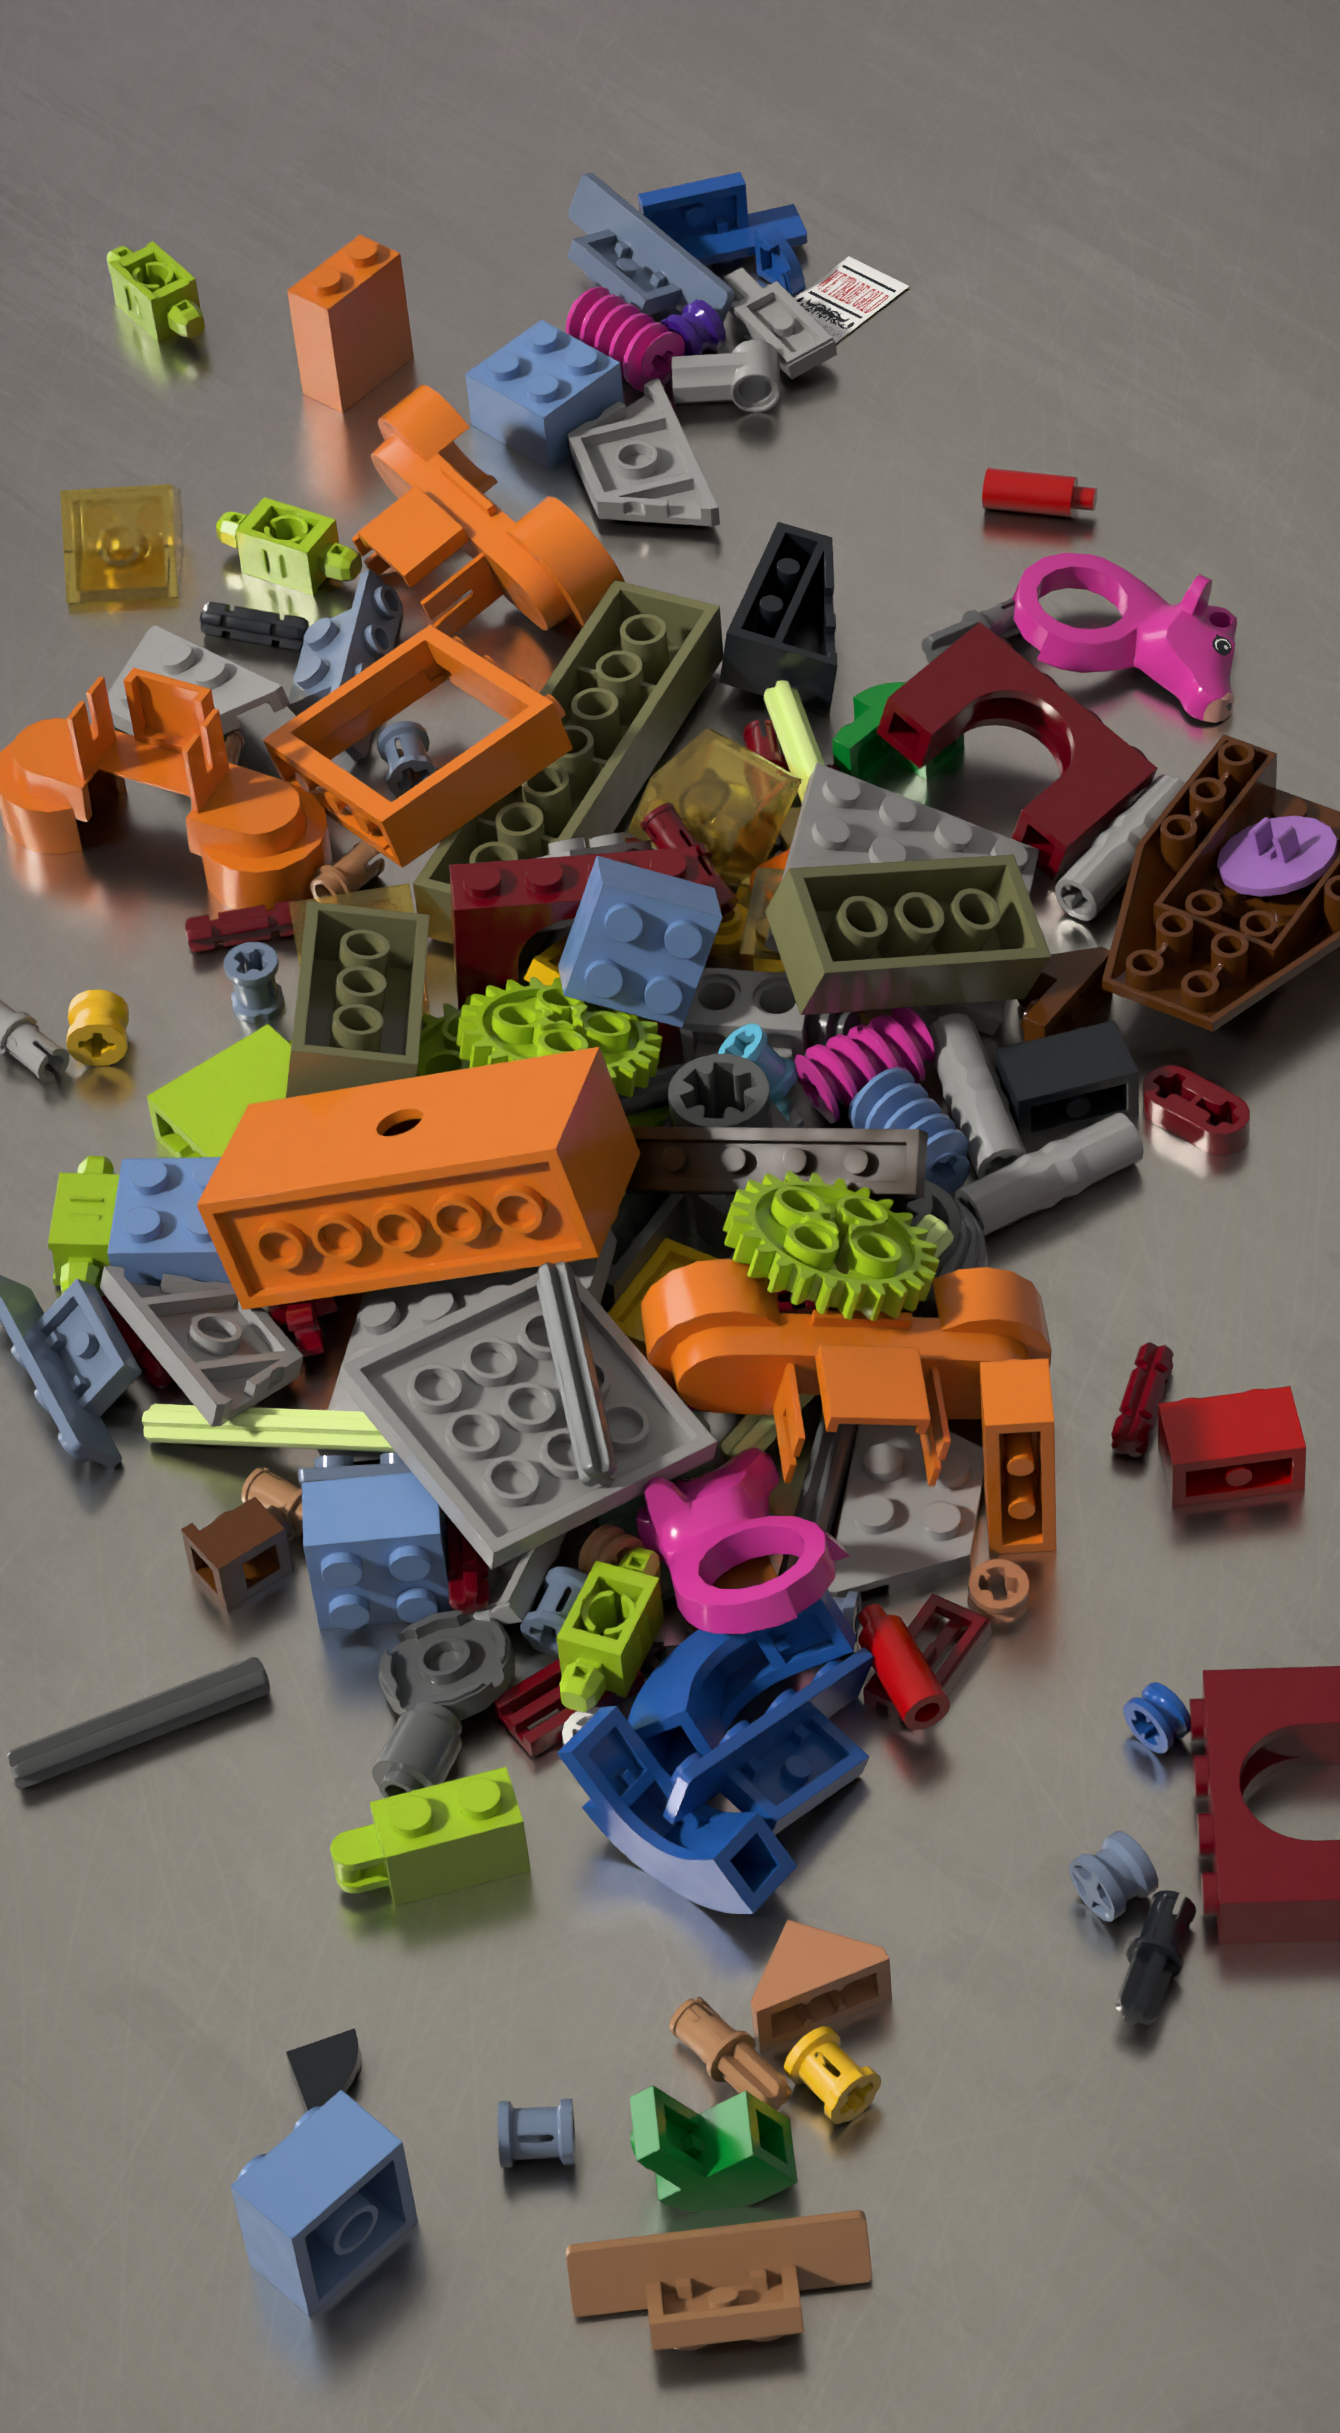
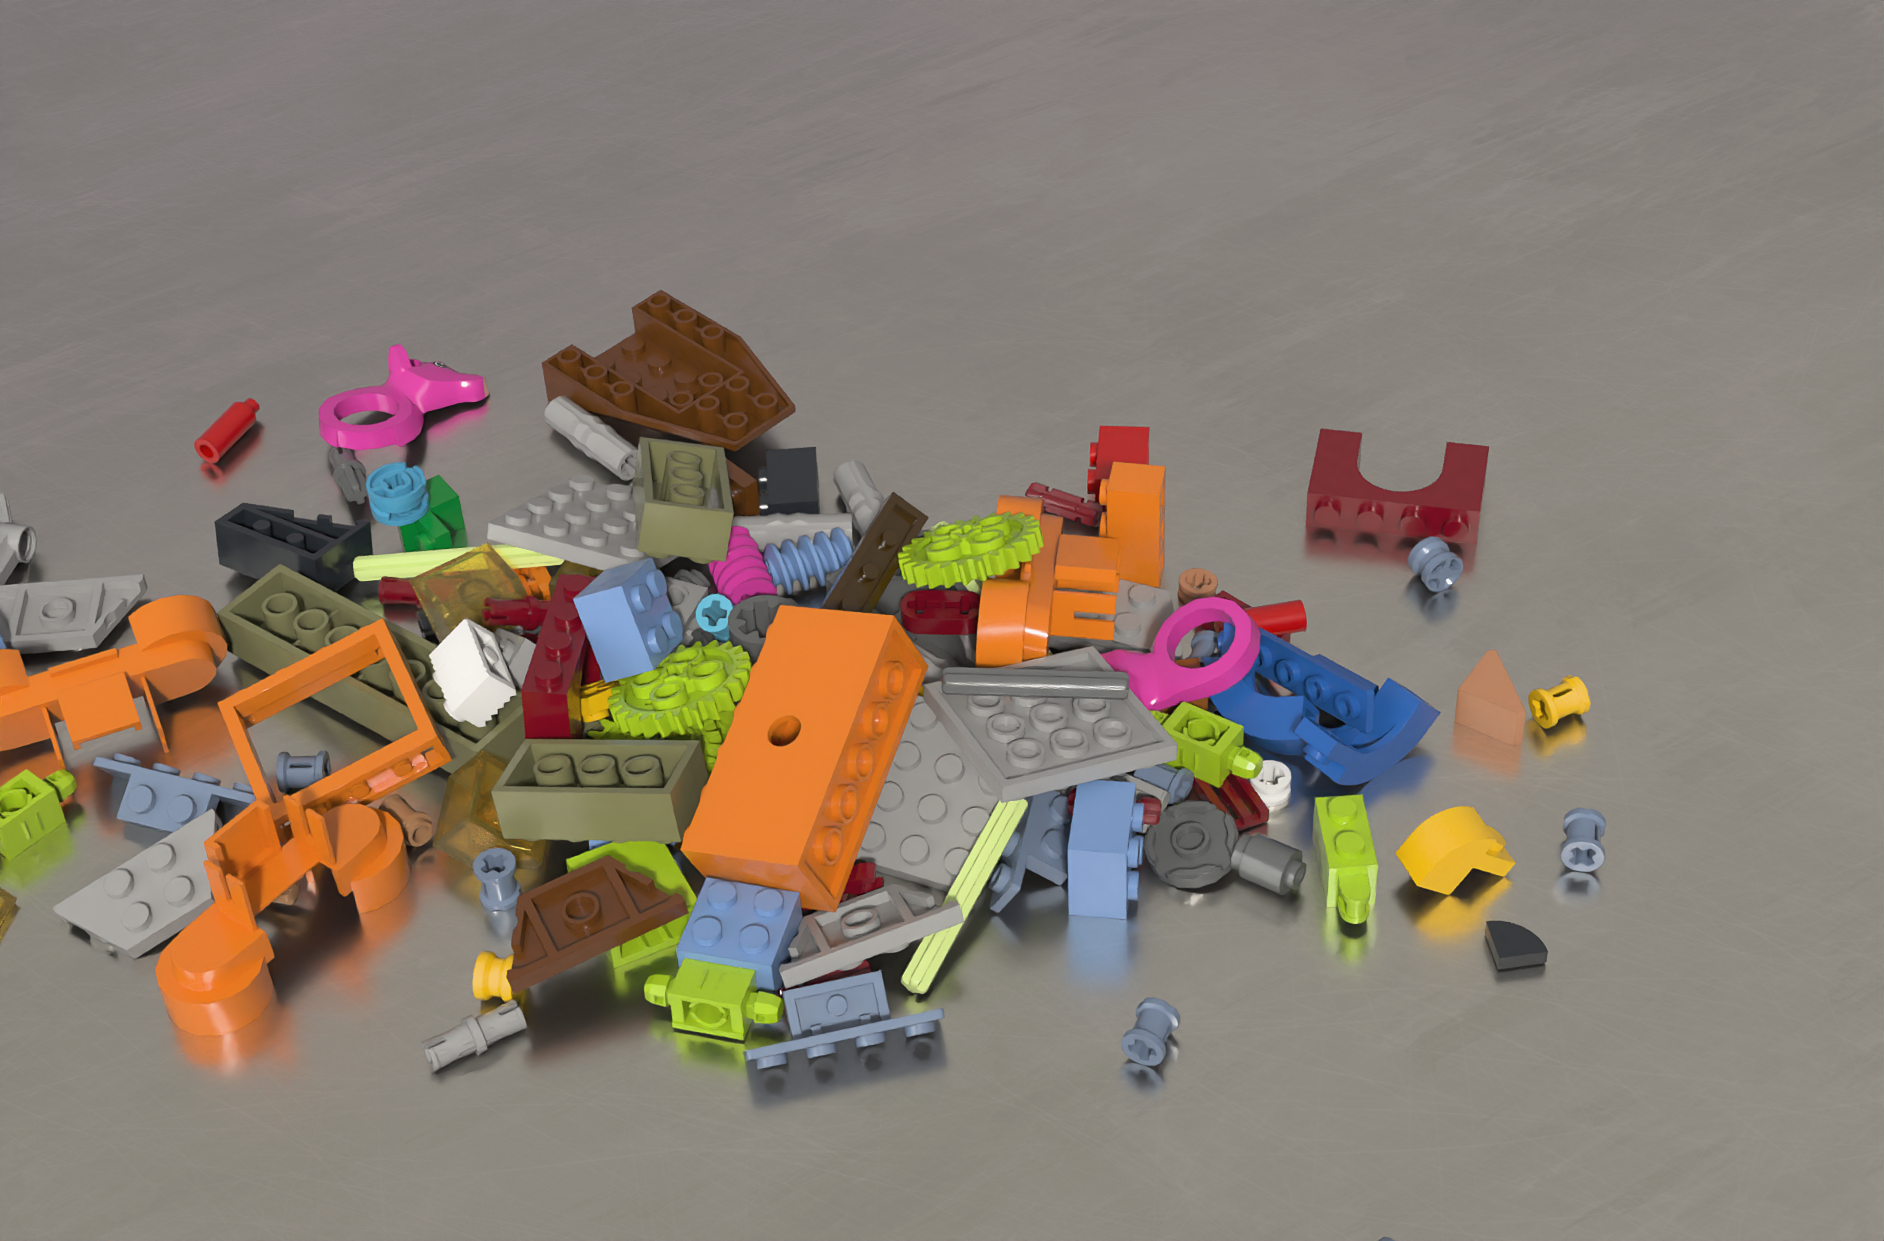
camera: 80 degrees left, 5 degrees down
(95, 1675) = (1153, 1025): none -> sand blue bush
(138, 1722) = (1194, 1019): dark grey axle -> none
(153, 1058) = (583, 918): none -> reddish brown wing
(239, 926) = (423, 888): dark red axle -> none
(239, 1552) = (1061, 940): reddish brown brick -> none
(253, 626) = (88, 851): black axle -> none
(277, 1492) = (1026, 908): medium nougat pin -> none
(324, 2202) = (1646, 928): medium blue brick -> none
(469, 1961) = (1449, 847): none -> yellow brick
(512, 822) = (472, 674): none -> white brick
(712, 2157) = (1616, 753): green brick -> none
(722, 2278) = (1712, 766): medium nougat bracket -> none
(728, 2053) = (1536, 745): medium nougat axle -> none
(879, 664) = (397, 494): none -> dark azure wheel
(988, 684) = (531, 433): dark red arch -> none
(1154, 1958) = (1495, 560): black axle -> none
(1157, 1717) = (1320, 530): blue bush -> none
(1193, 1112) = (839, 445): dark red beam -> none
(1277, 856) = (656, 362): medium lavender piece -> none

